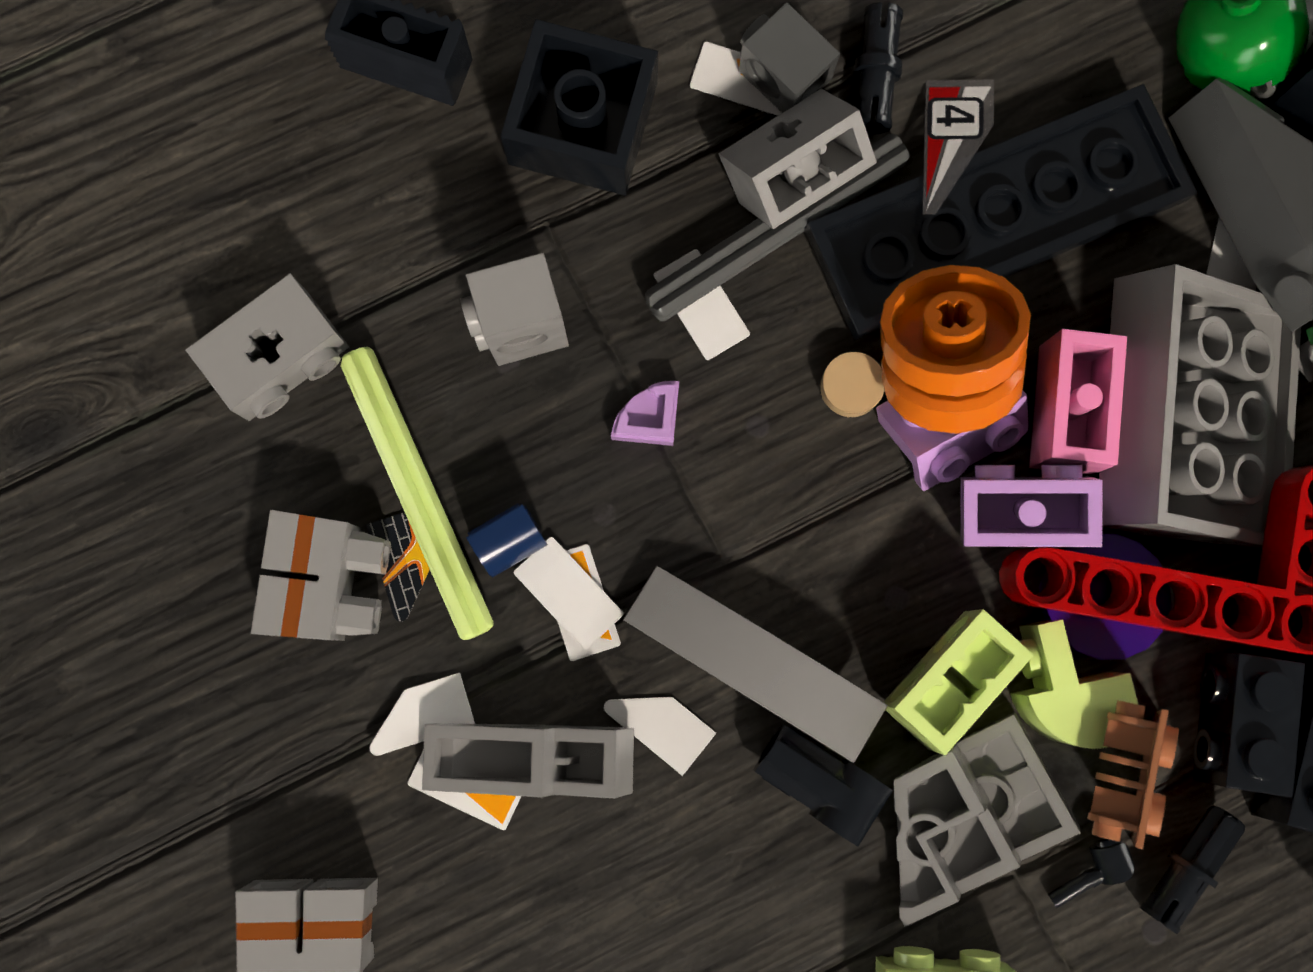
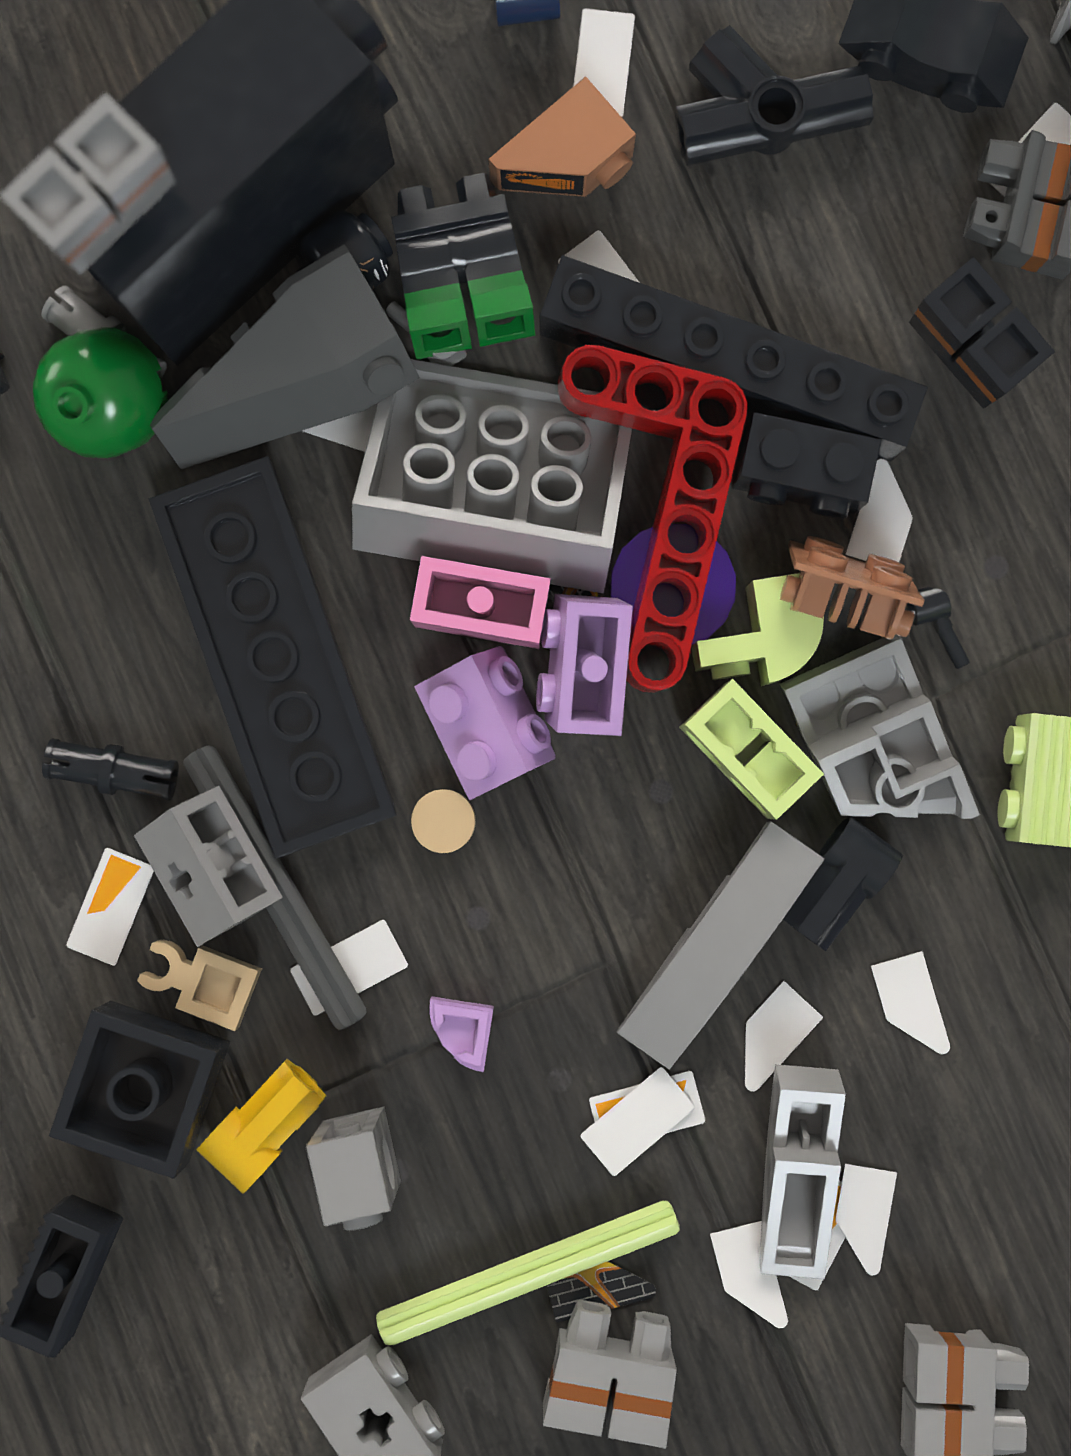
camera: 80 degrees left, 5 degrees up
(488, 830) = (865, 1212): none -> white sticker
(506, 539) = (582, 1184): dark blue brick -> none
(536, 217) = (253, 1135): none -> yellow piece
(680, 170) = (210, 985): none -> tan plate
(704, 866) = (911, 1000): none -> white sticker
(786, 58) = (97, 868): dark grey brick -> none
(954, 348) = (422, 729): orange wheel -> none
(955, 126) = (178, 694): sticker -> none
(1189, 802) = (883, 521): none -> white sticker
(1194, 868) = (939, 528): black axle -> none

